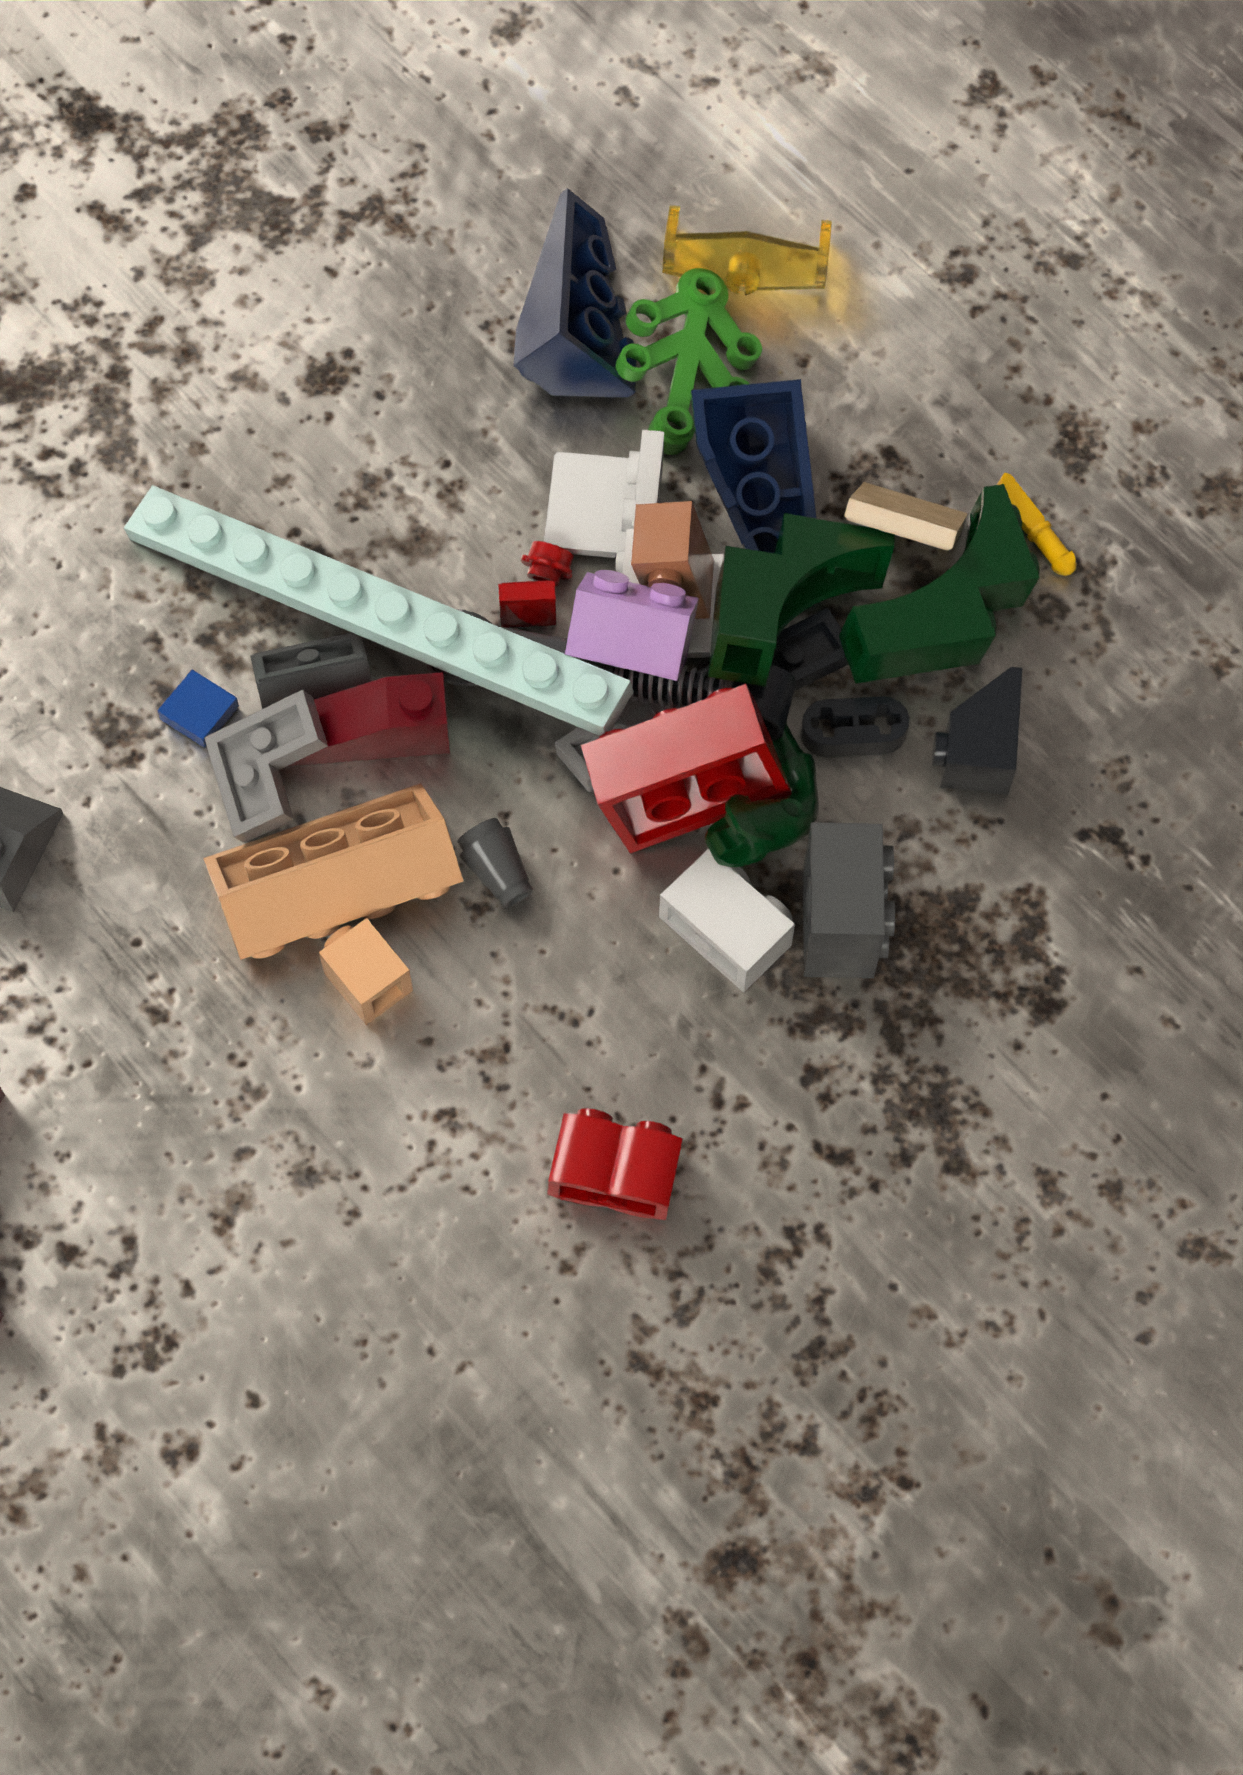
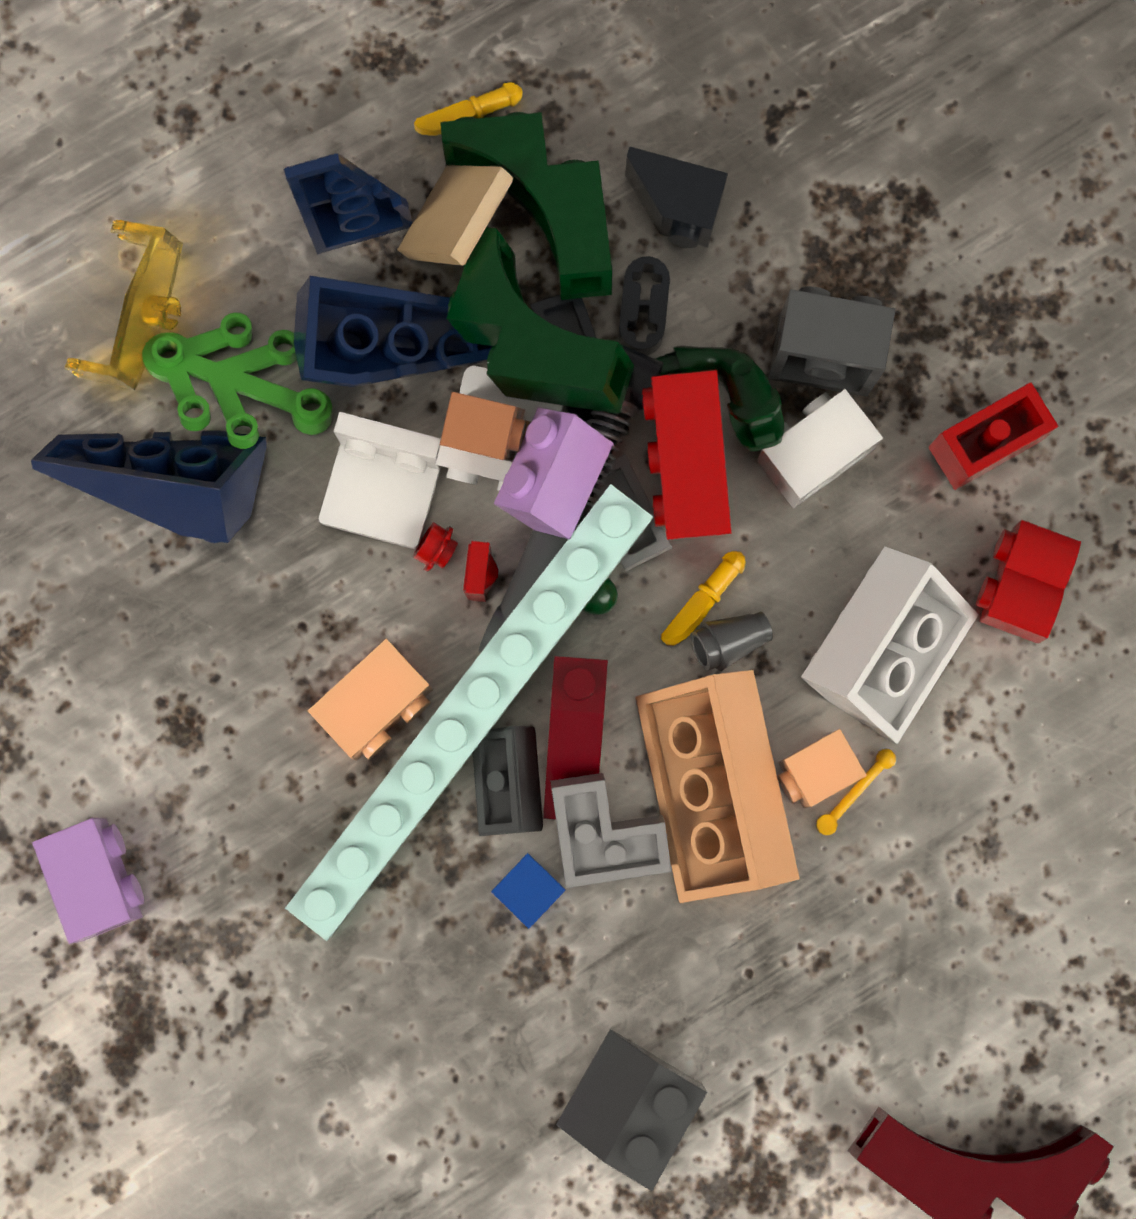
camera: 80 degrees left, 15 degrees up
(159, 311) = (89, 879): none -> lavender brick
(309, 998) = (827, 823): none -> yellow hinge
(374, 526) = (372, 702): none -> light nougat brick
(515, 1026) = (891, 643): none -> white slope
(523, 724) = (603, 600): none -> dark green hinge
(547, 838) = (703, 600): none -> yellow piece
(773, 1093) = (993, 436): none -> red brick
(886, 394) = (344, 203): none -> dark blue wedge

